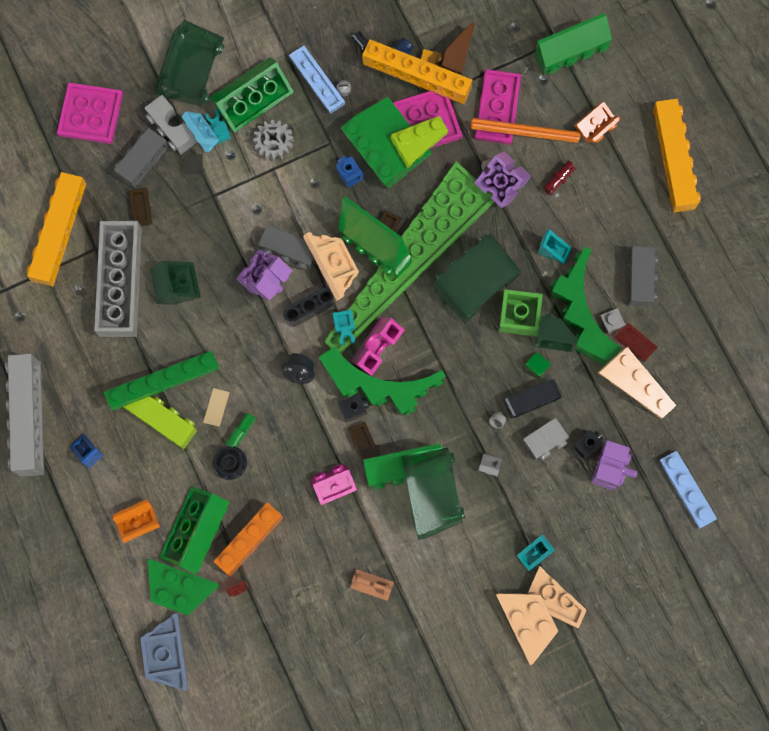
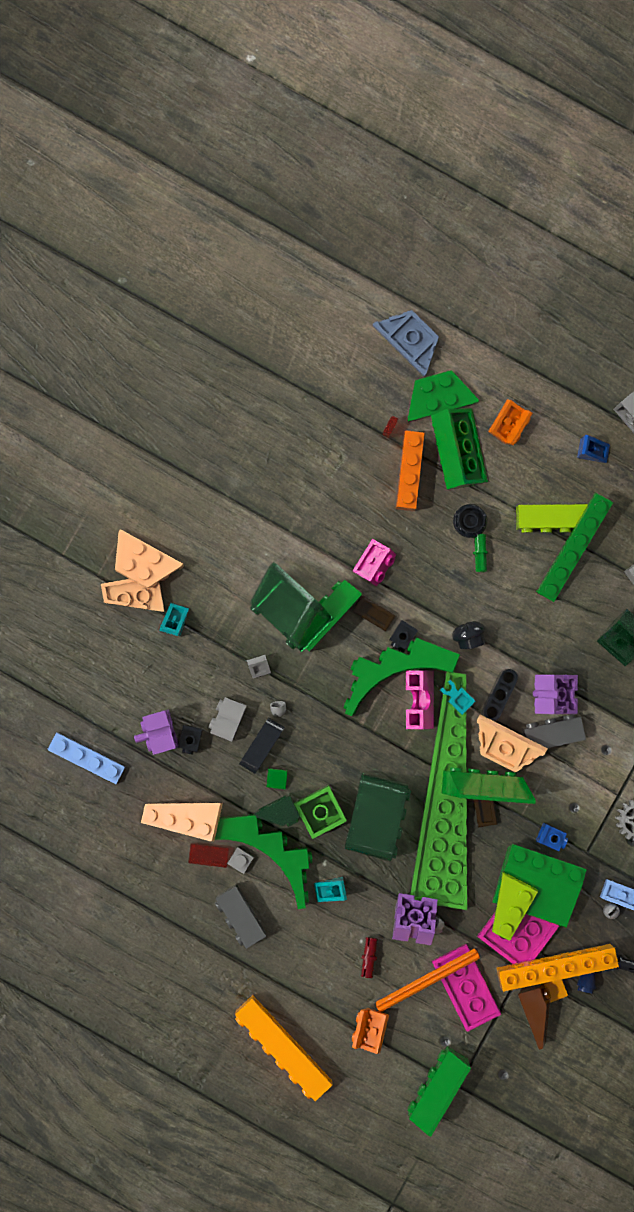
camera: 140 degrees right, 10 degrees up
(216, 407) = (515, 559): tan sticker -> none
(371, 584) = (287, 505): nougat hinge -> none

